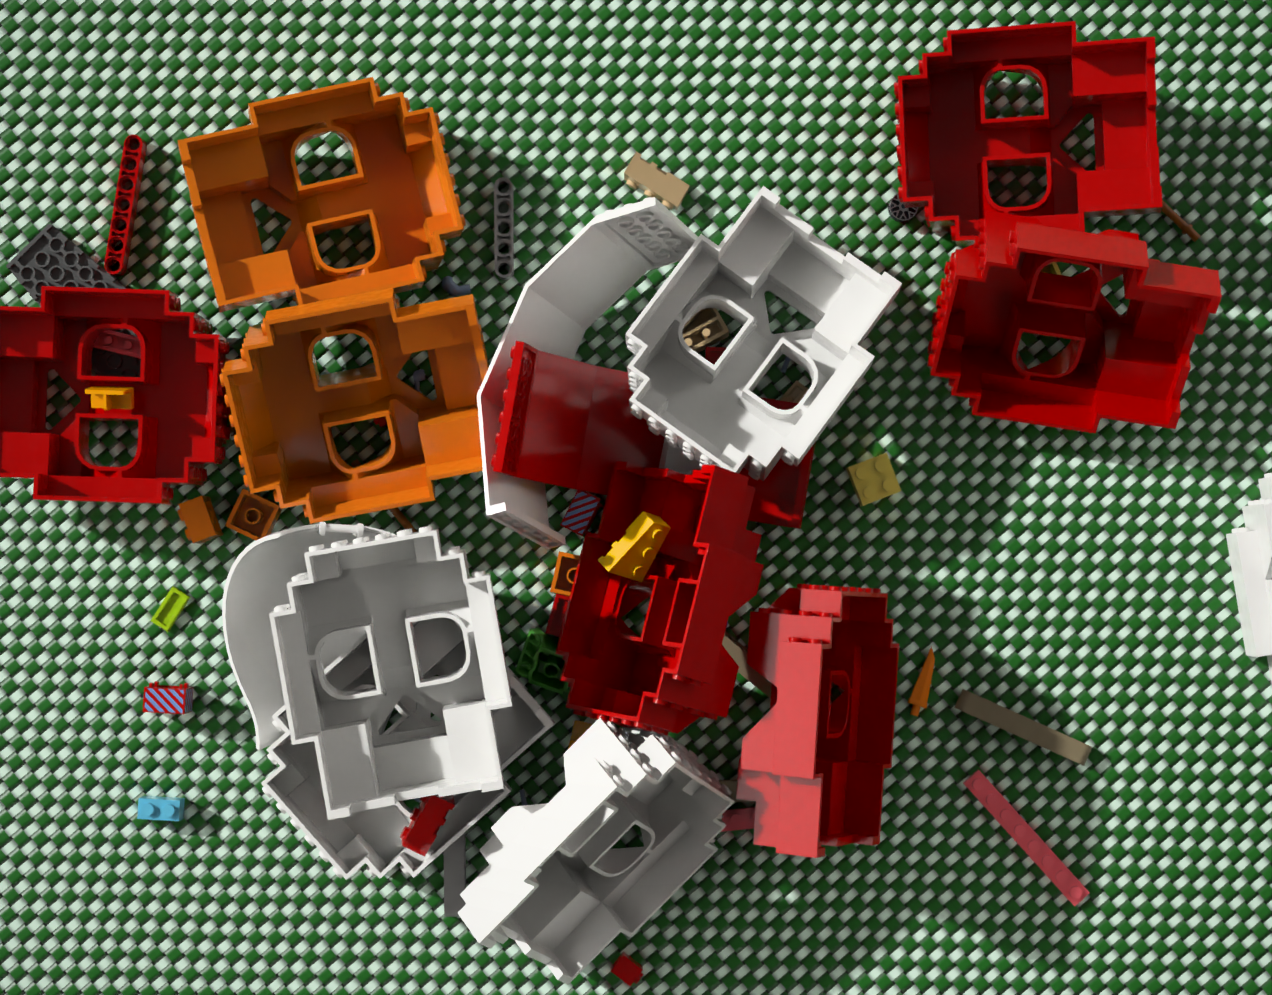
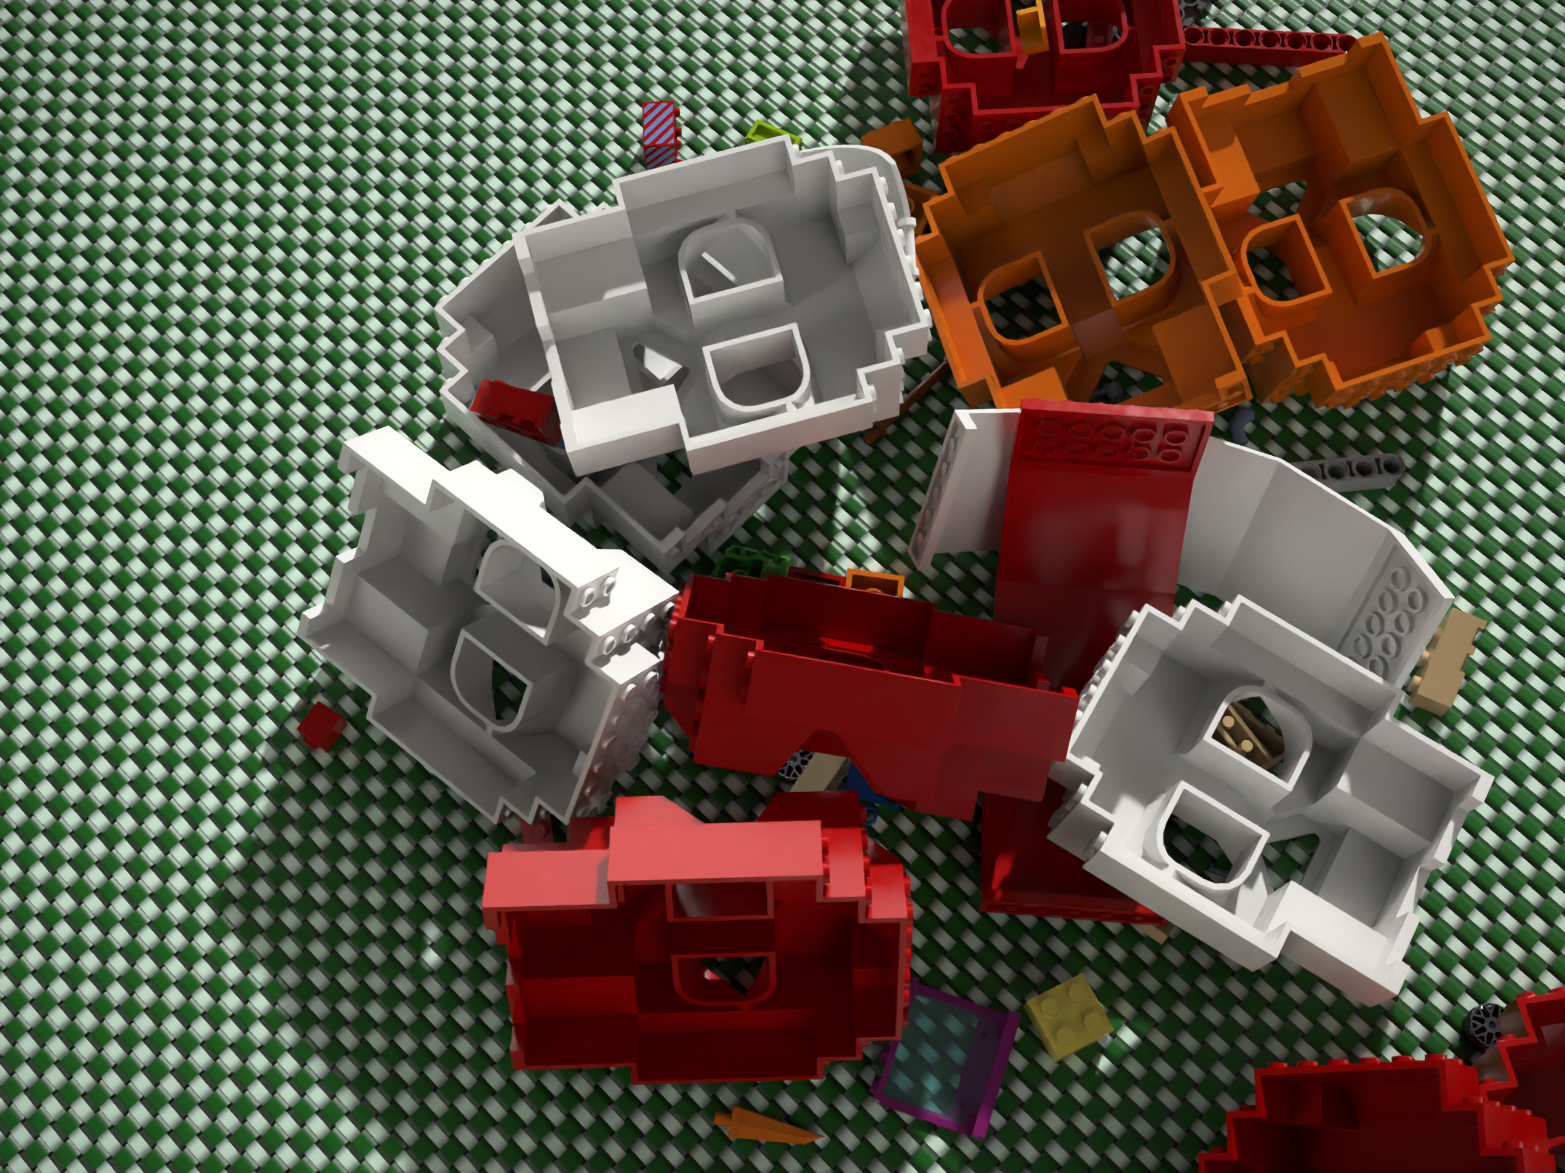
camera: 85 degrees right, 20 degrees down
(161, 808) = (522, 147): medium azure brick -> none
(581, 512) = (963, 595): container -> none
(637, 548) = (921, 650): yellow wedge -> none
(891, 560) = (947, 1061): none -> clear light blue panel

